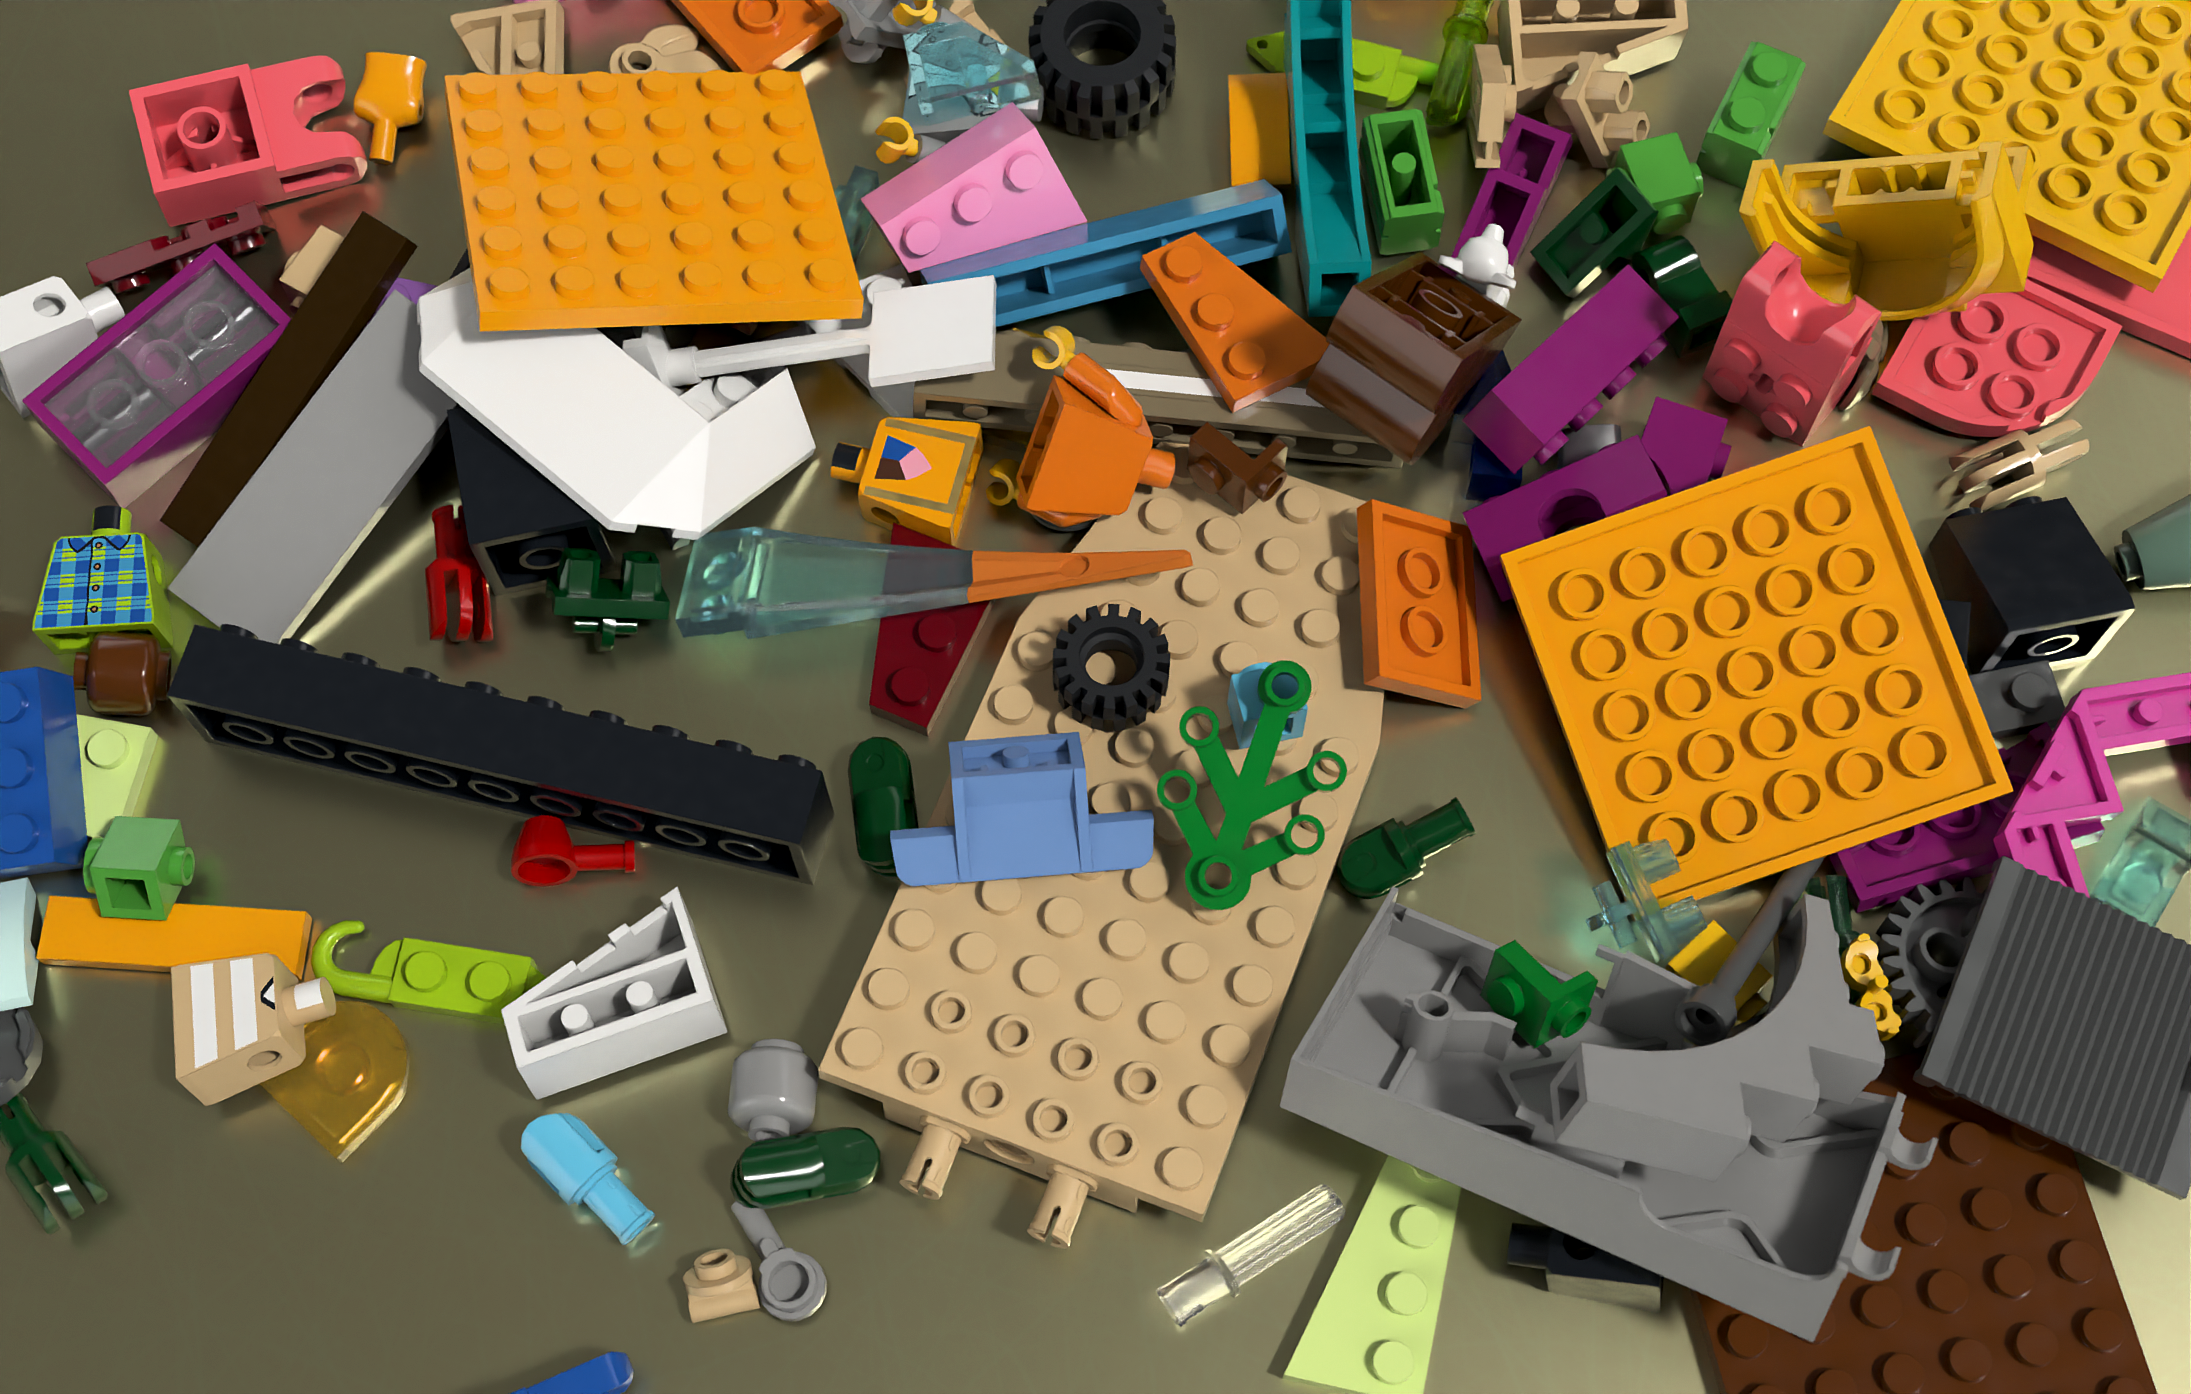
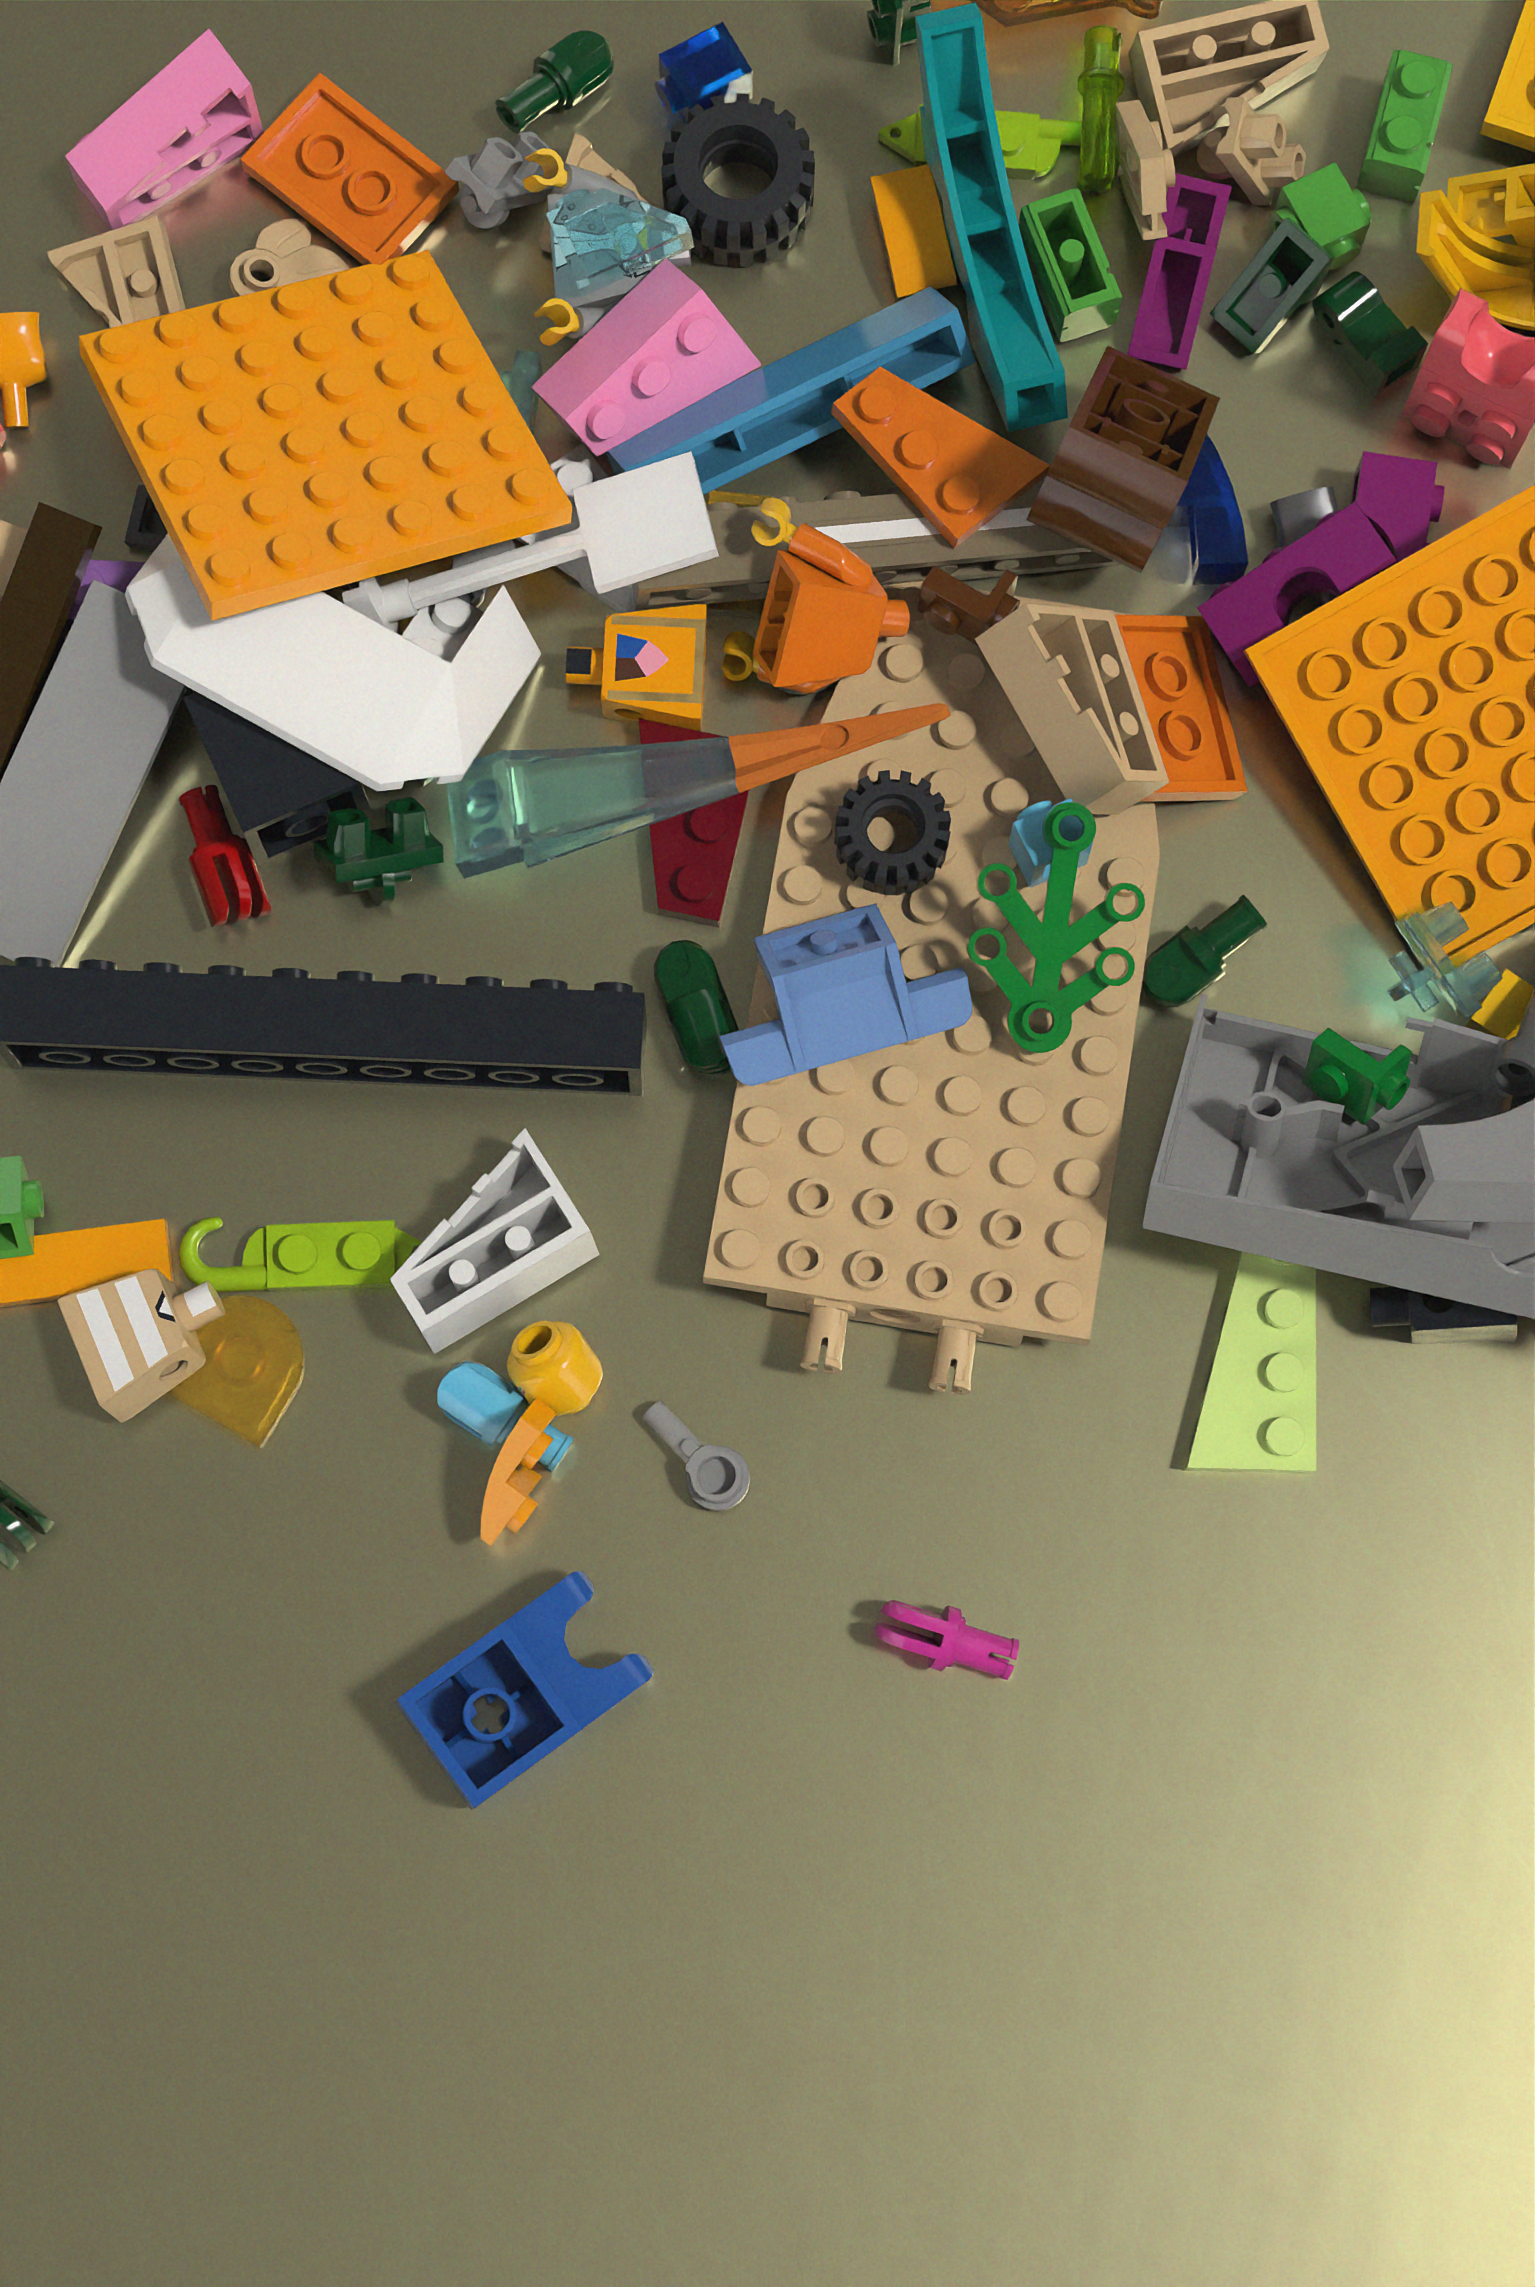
camera: 15 degrees left, 10 degrees up
(549, 858) = (384, 1118): red bar -> none
(575, 1237) = (512, 1477): none -> light orange slope
(649, 1136) = (554, 1366): none -> yellow head
(720, 1285) = (651, 1490): tan plate -> none
(773, 1090) = (658, 1302): light grey head -> none
(805, 1167) = (705, 1368): dark green arm -> none
(1250, 1254) = (1134, 1364): clear axle -> none
(1321, 573) = (1078, 702): none -> tan wedge
(1485, 264) = (1174, 348): white animal -> none
(1569, 369) = (1278, 440): magenta brick -> none

